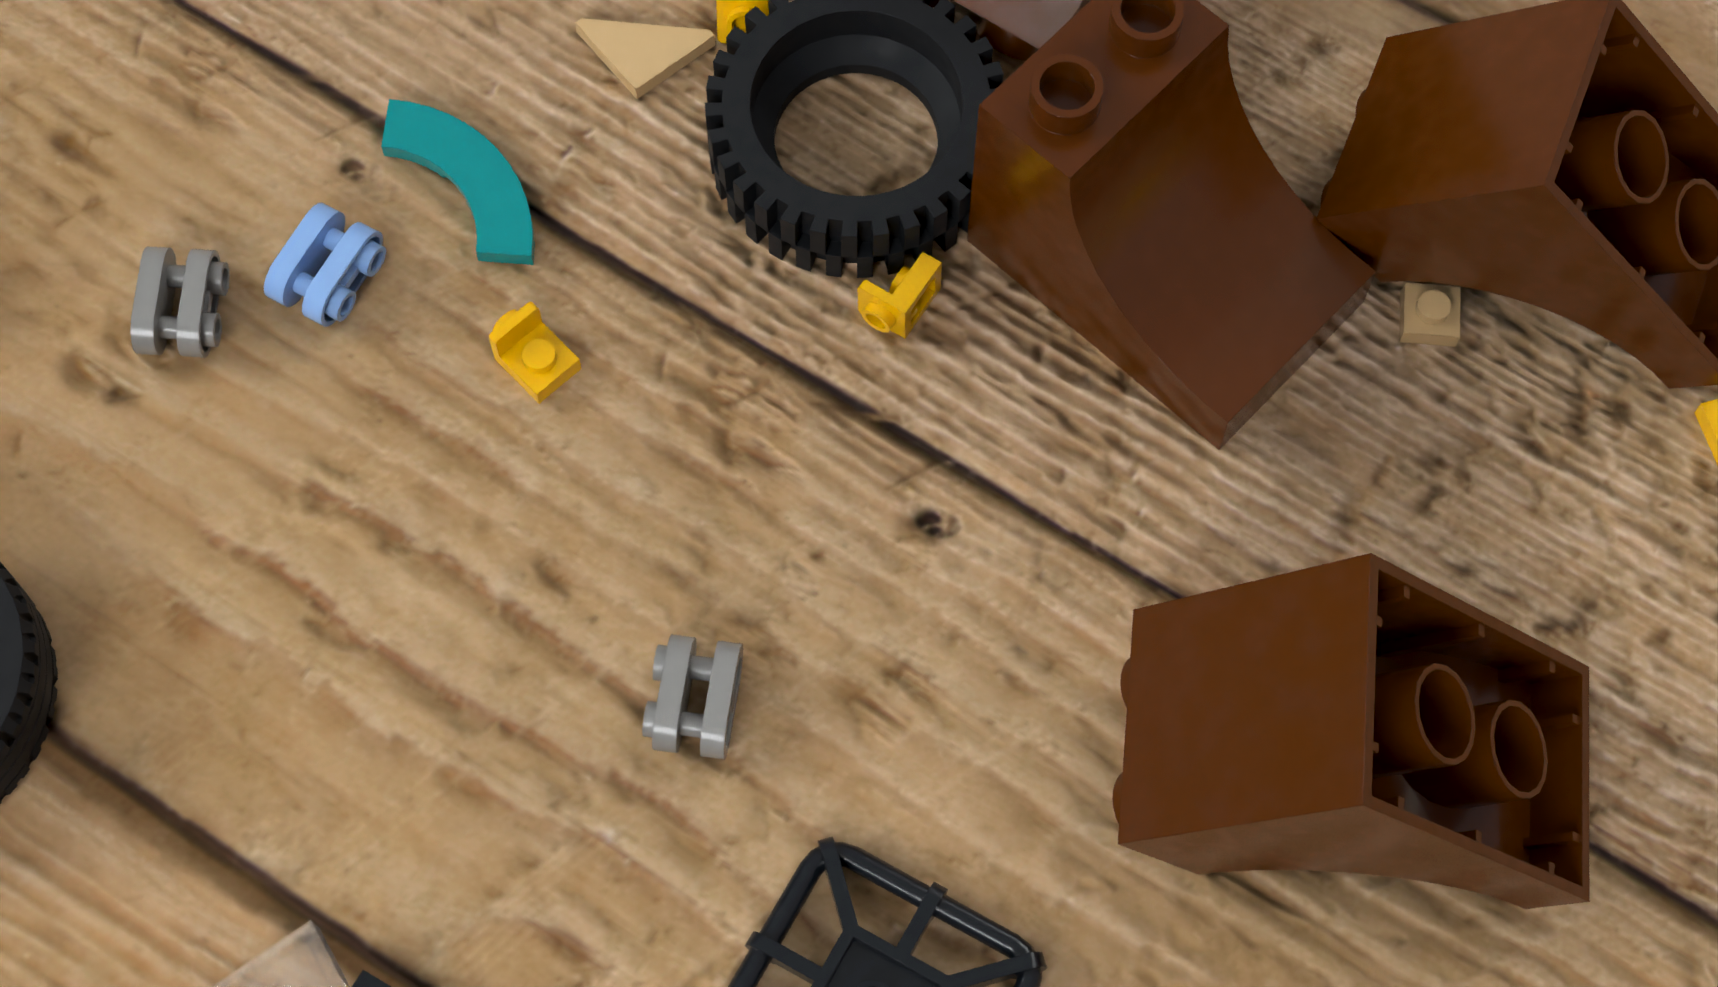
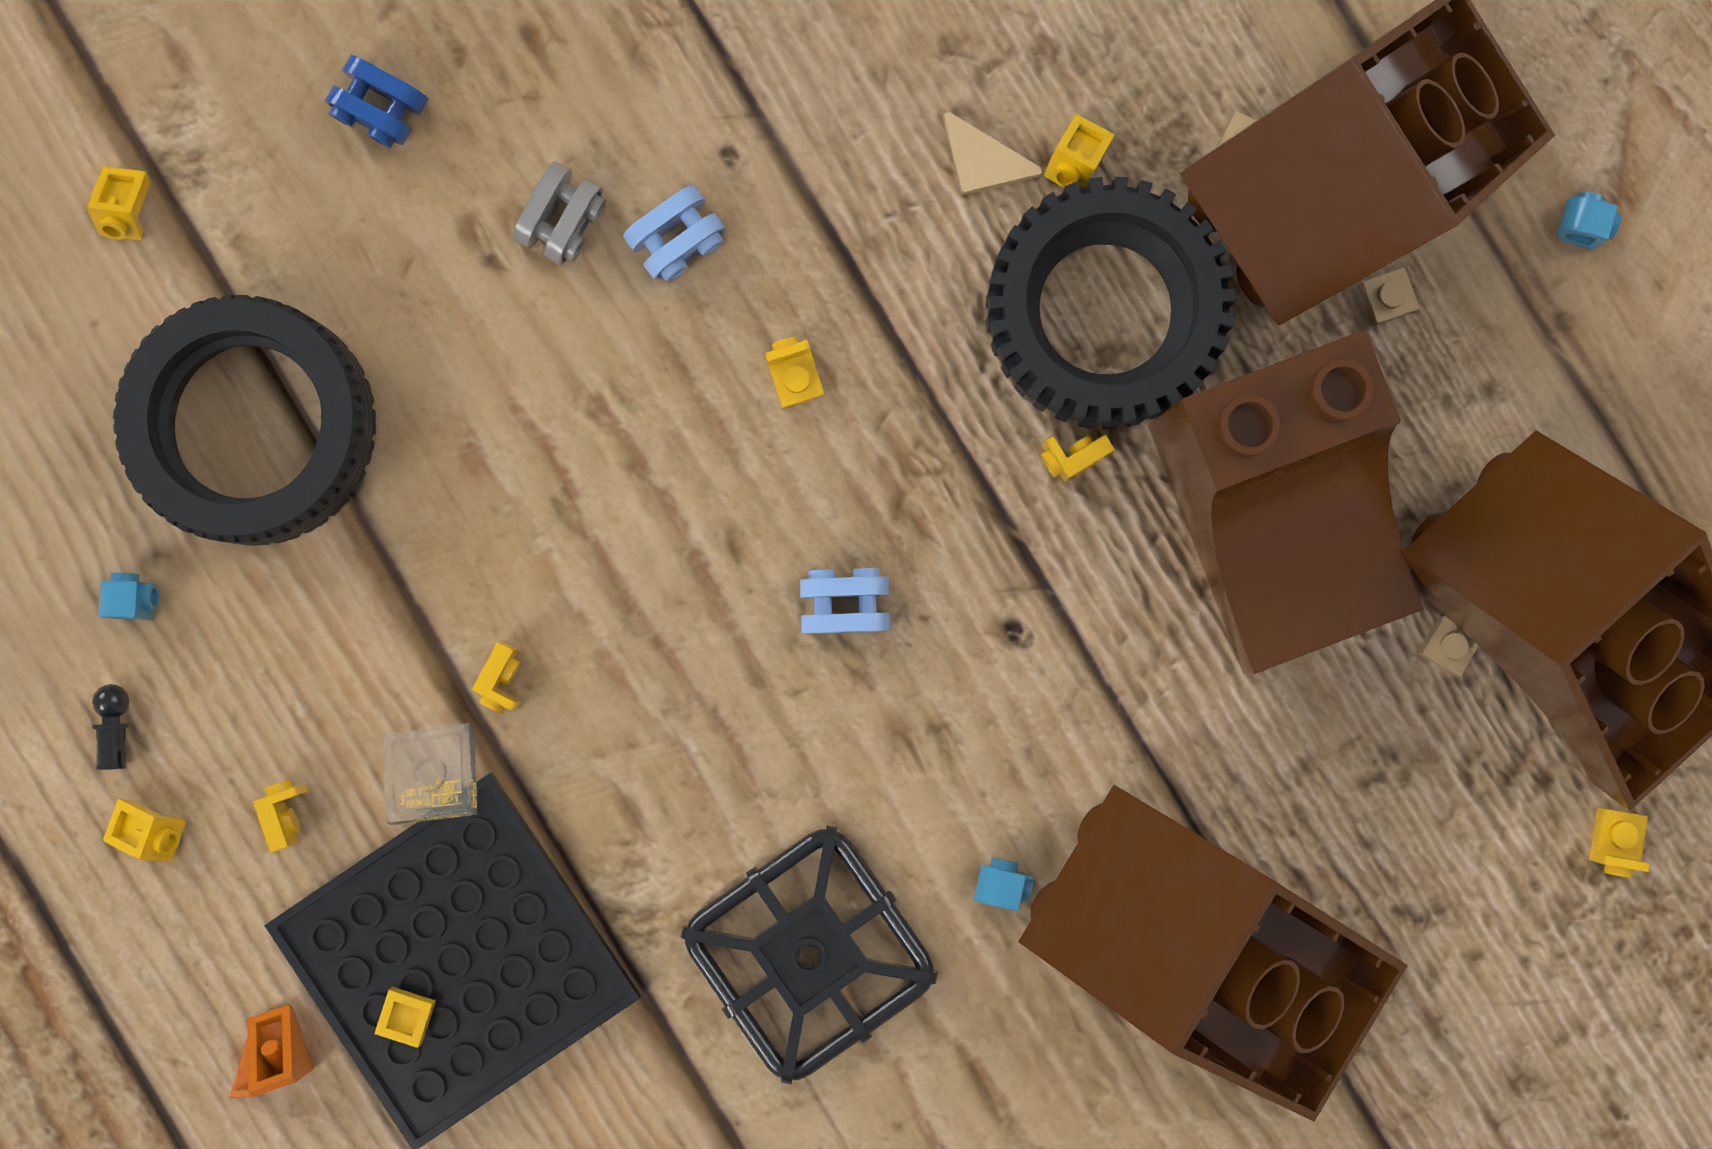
camera: 30 degrees right, 20 degrees up
(320, 839) = (497, 670): none -> yellow bracket
(474, 167) = (817, 204): teal tile -> none
(668, 717) = (764, 694): light grey brick -> none
(725, 543) = (824, 586): none -> light blue brick
(1067, 807) = (1003, 885): none -> dark azure plate

